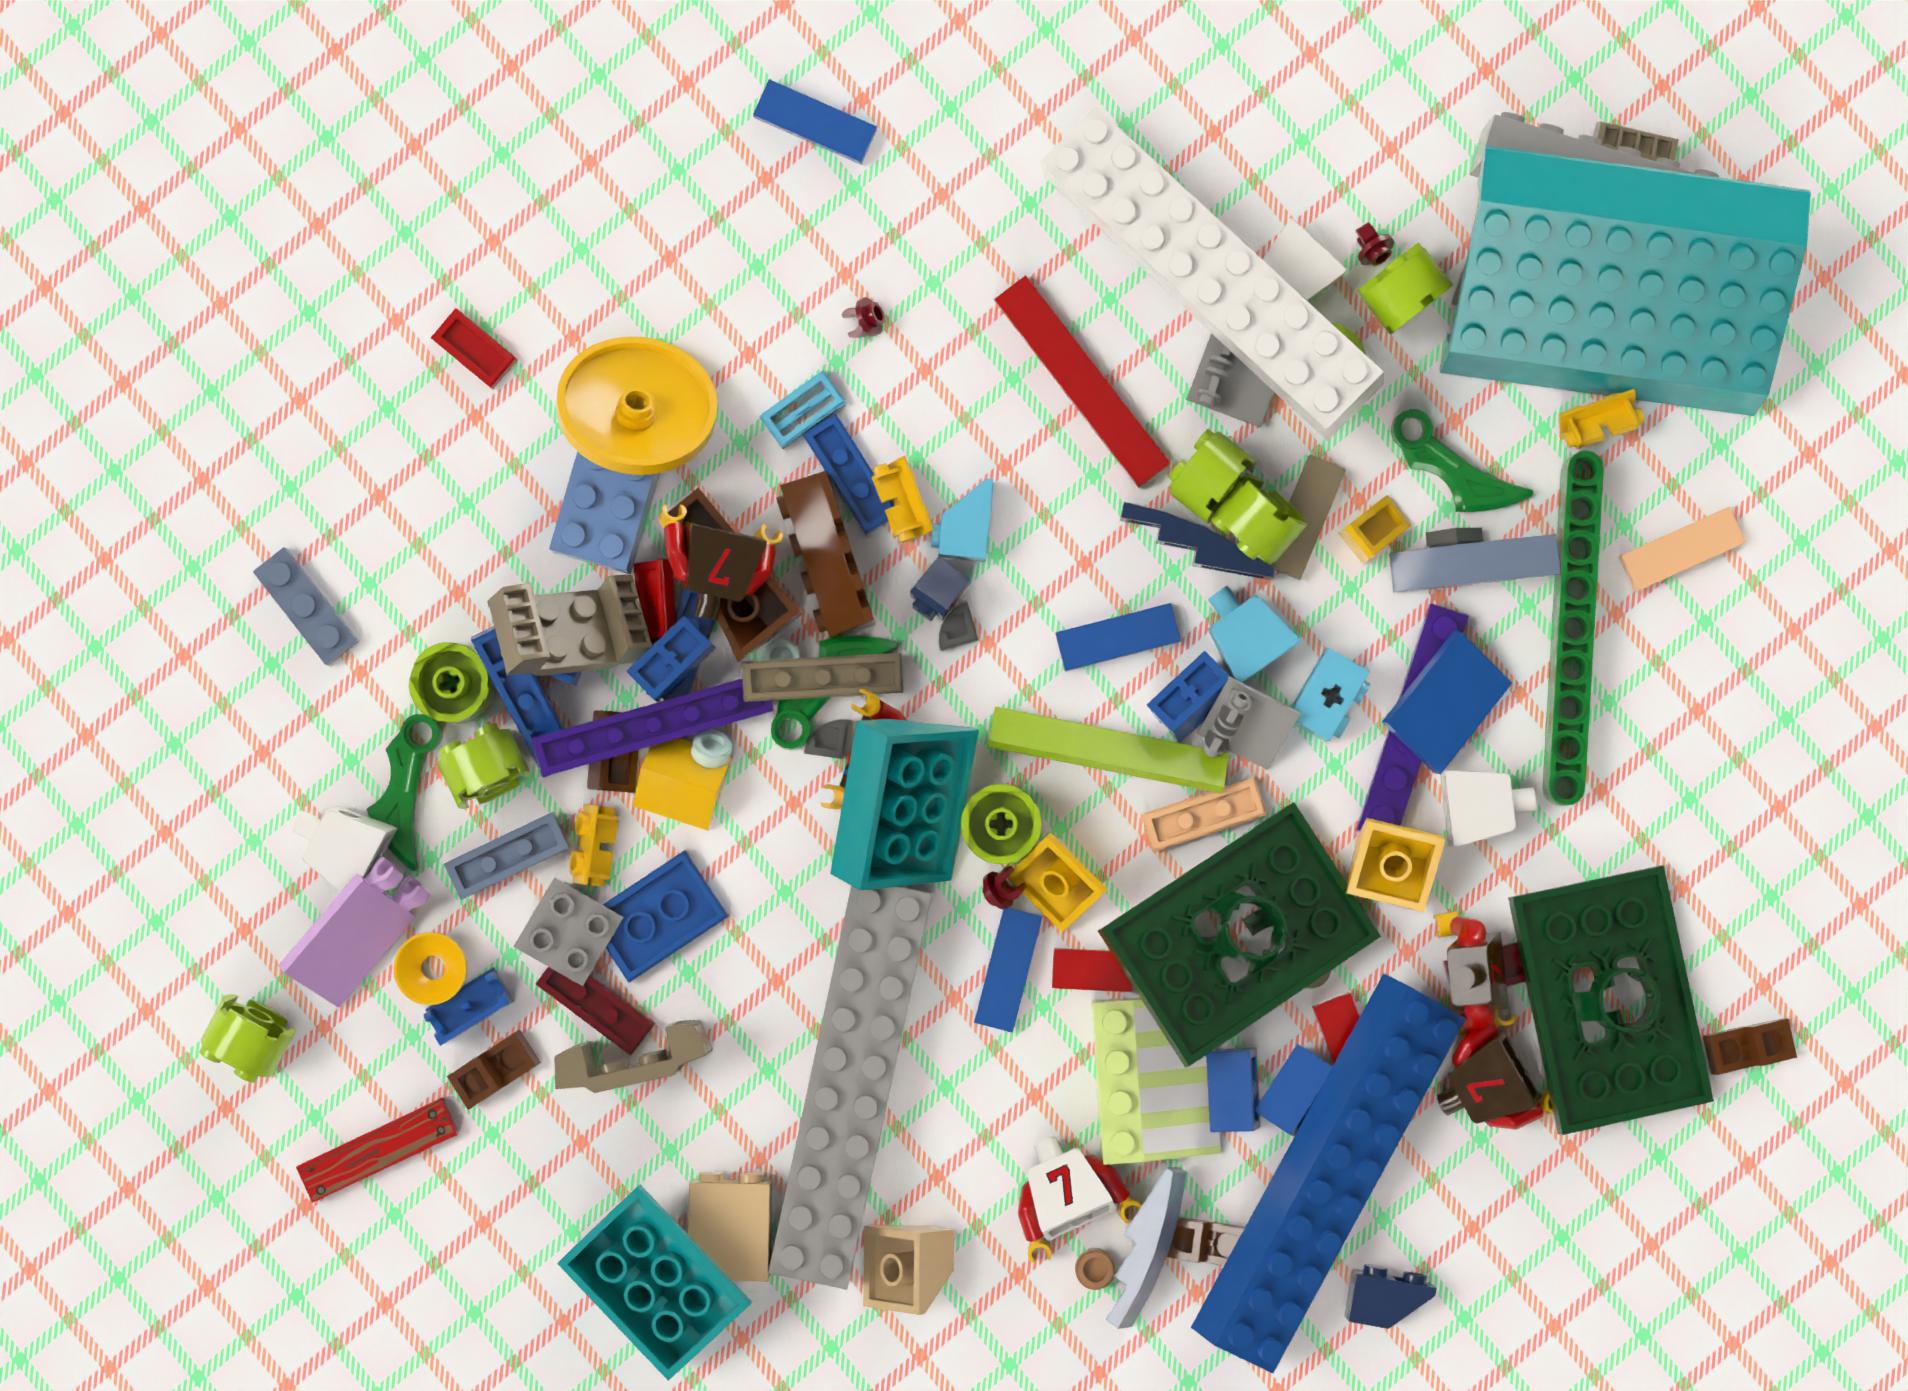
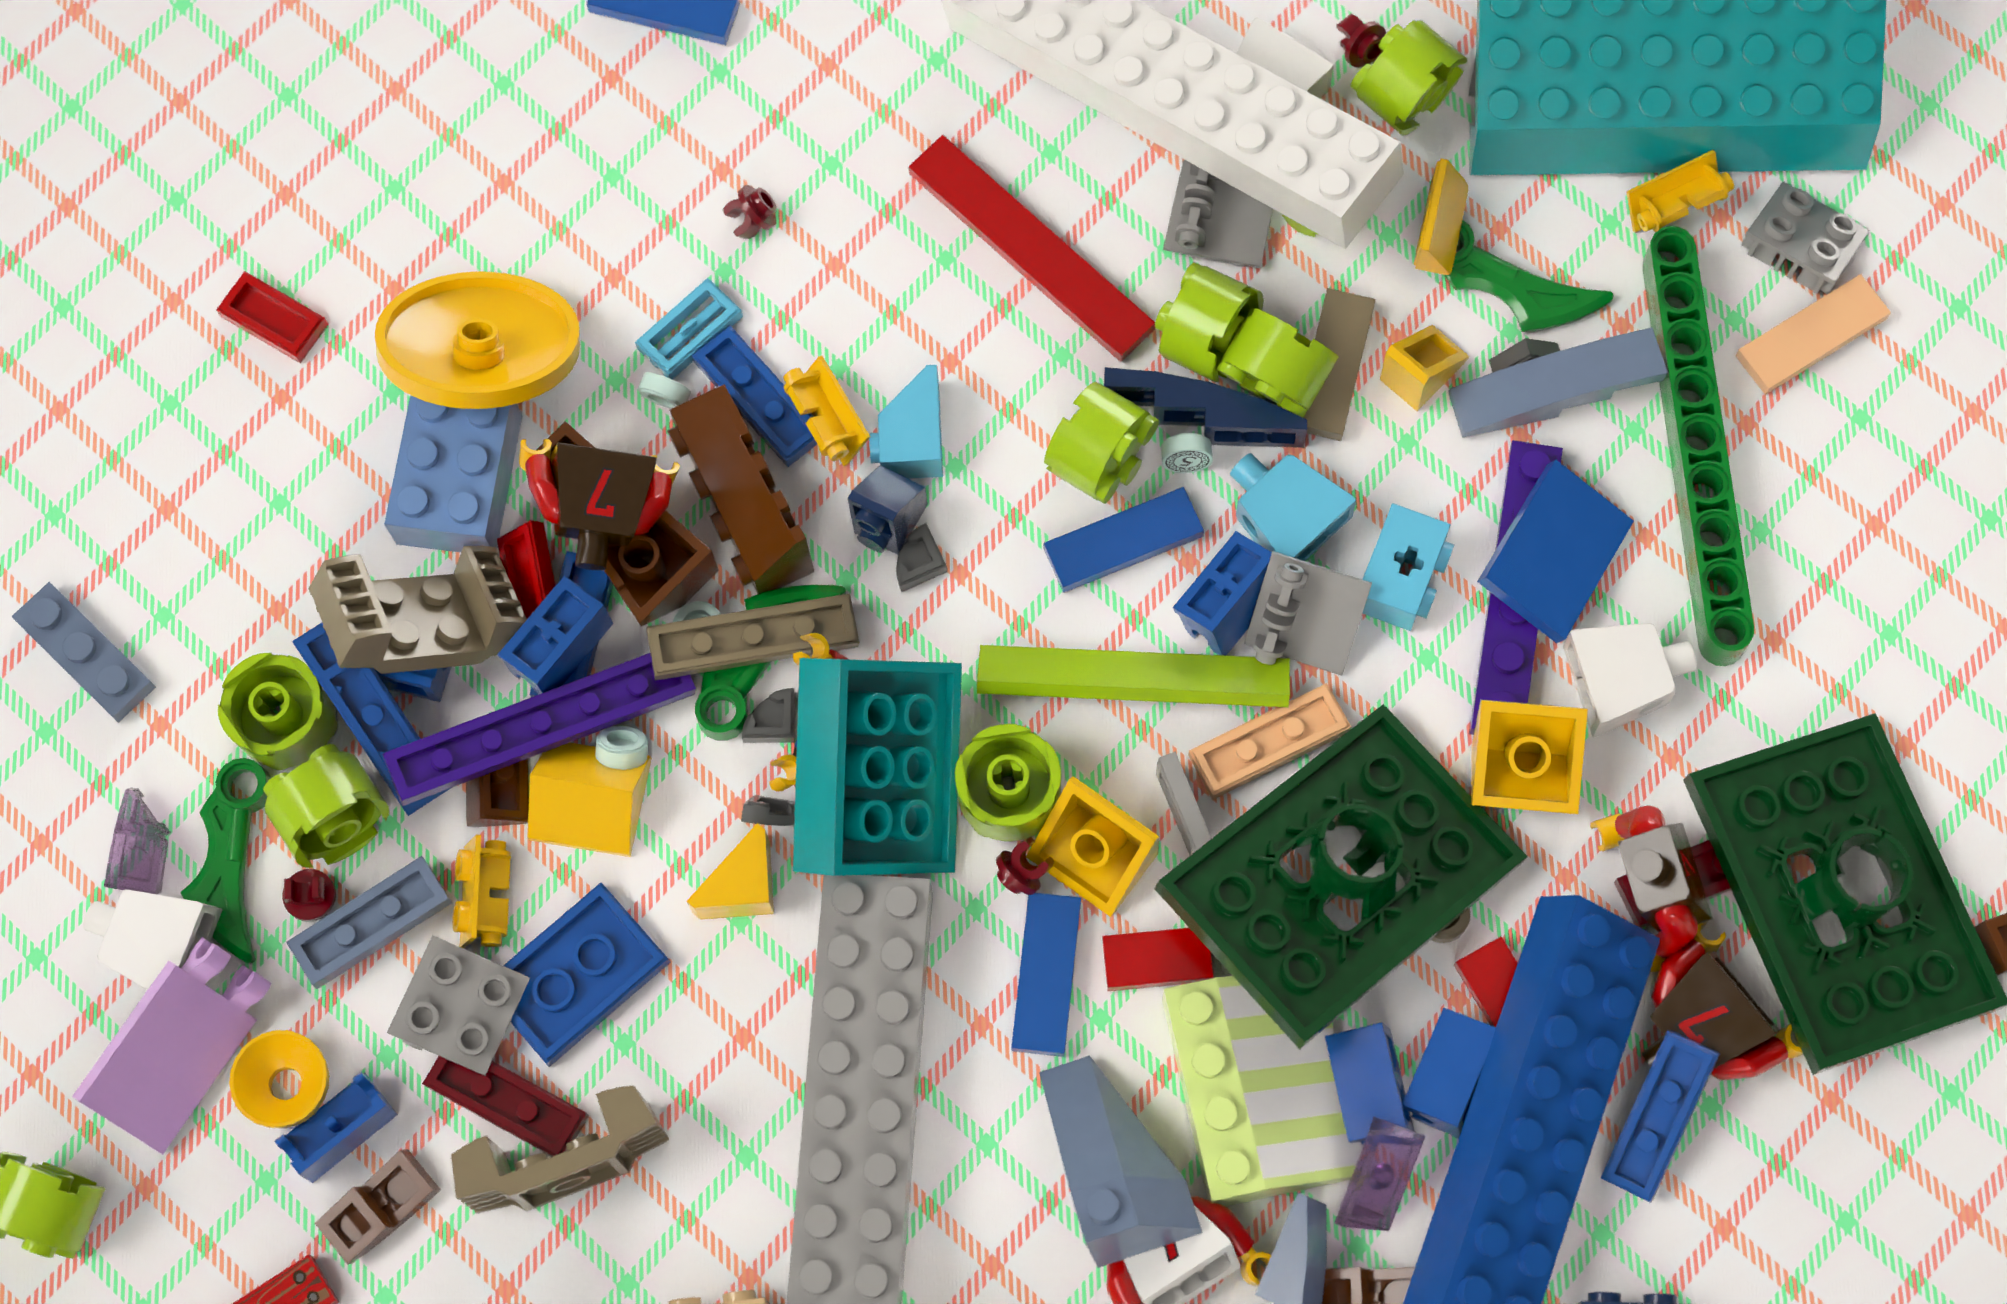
camera: 10 degrees left, 15 degrees down
(337, 771) = (137, 847): none -> clear purple slope
(463, 826) = (308, 895): none -> dark red plate
(777, 463) = (663, 390): none -> light aqua tile
(789, 868) = (739, 883): none -> yellow slope
(817, 817) = (768, 811): none -> dark grey tile
(1037, 1133) = (1115, 1170): none -> sand blue wedge
(1111, 564) = (1100, 442): none -> lime brick
(1130, 861) = (1182, 802): none -> light grey tile
(1177, 576) = (1186, 453): none -> light aqua tile
(1227, 1160) = (1379, 1176): none -> clear purple slope
(1408, 416) = (1441, 220): none -> yellow slope
(1440, 1146) = (1660, 1115): none -> blue tile
(1693, 468) = (1806, 235): none -> light grey hinge

